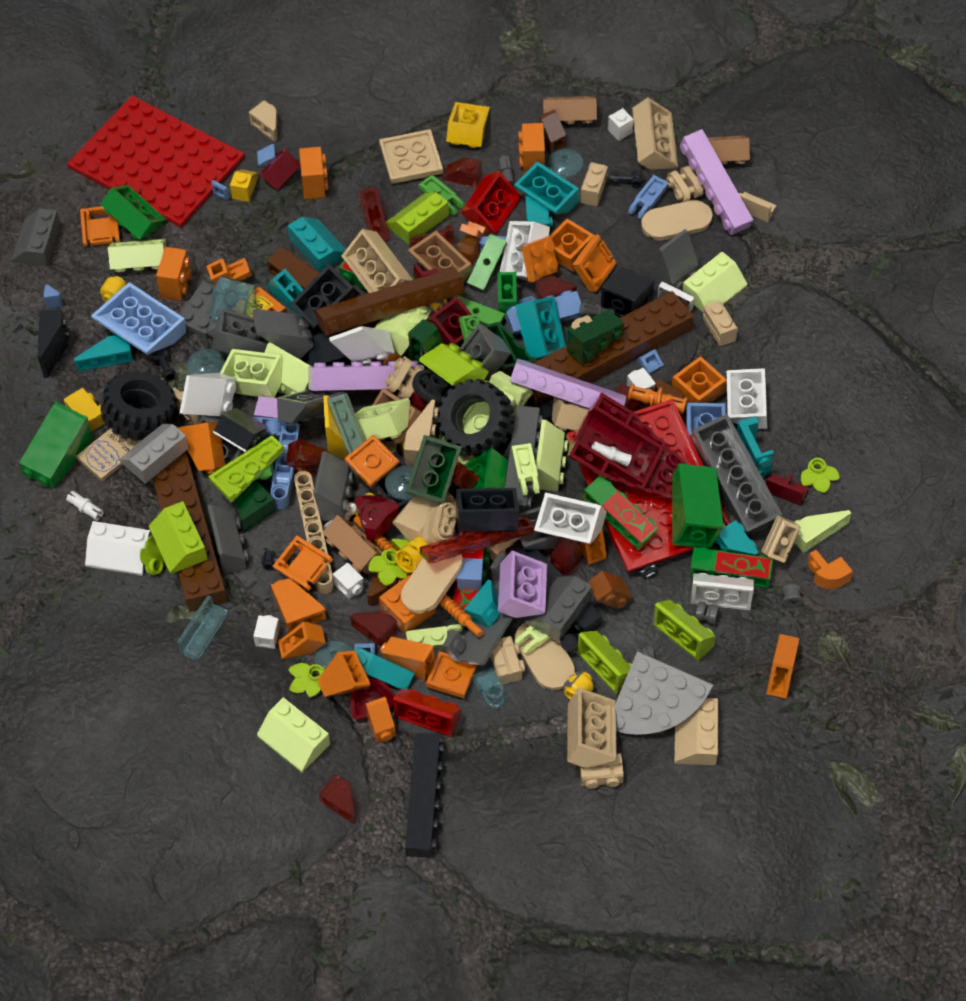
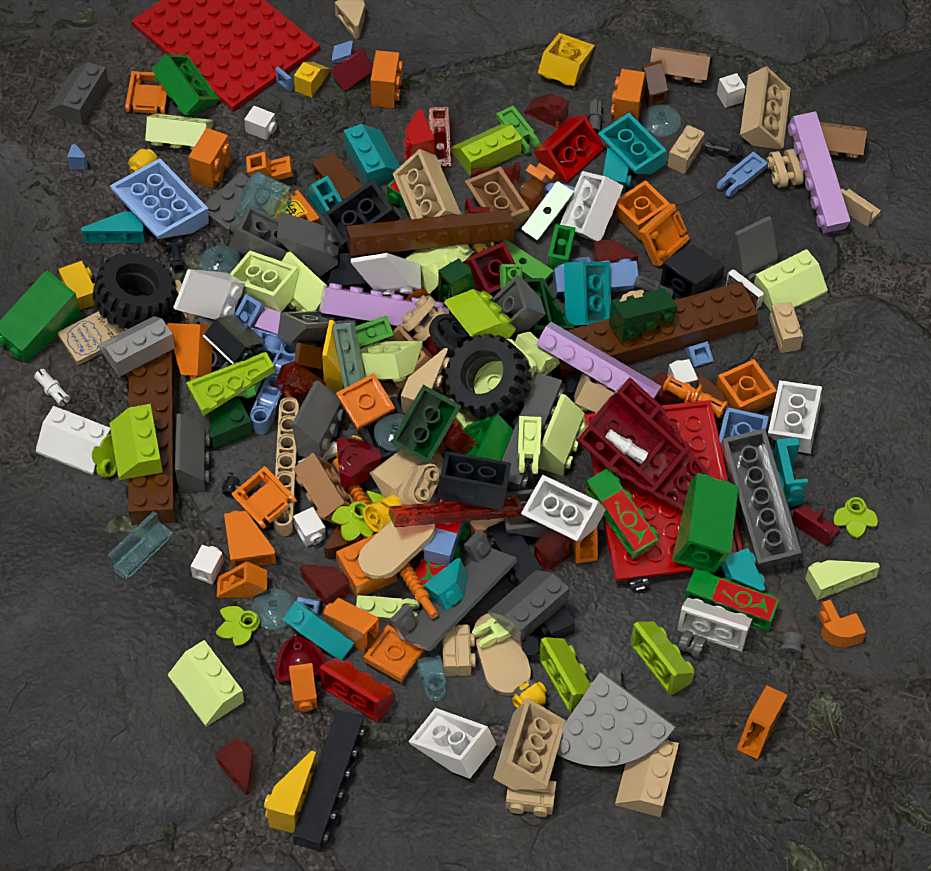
camera: 10 degrees right, 0 degrees up
(51, 339) = (63, 203): black slope -> none
(209, 233) = (260, 123): none -> white brick
(246, 401) = (250, 310): none -> medium blue slope
(312, 431) = (309, 356): none -> reddish brown slope
(343, 675) = (274, 629): orange slope -> none
(358, 218) = (418, 136): none -> red slope
(363, 397) = (373, 331): none -> bright green plate
(393, 817) = (289, 795): none -> yellow slope
(410, 156) = (496, 82): tan plate -> none
(522, 586) = (492, 572): lavender slope -> none
(523, 739) = (454, 742): none -> white slope
(539, 258) = (604, 218): orange piece -> none
(610, 589) = (590, 596): dark orange brick -> none
(670, 220) = (754, 204): tan tile -> none
(781, 538) = (793, 579): tan brick -> none

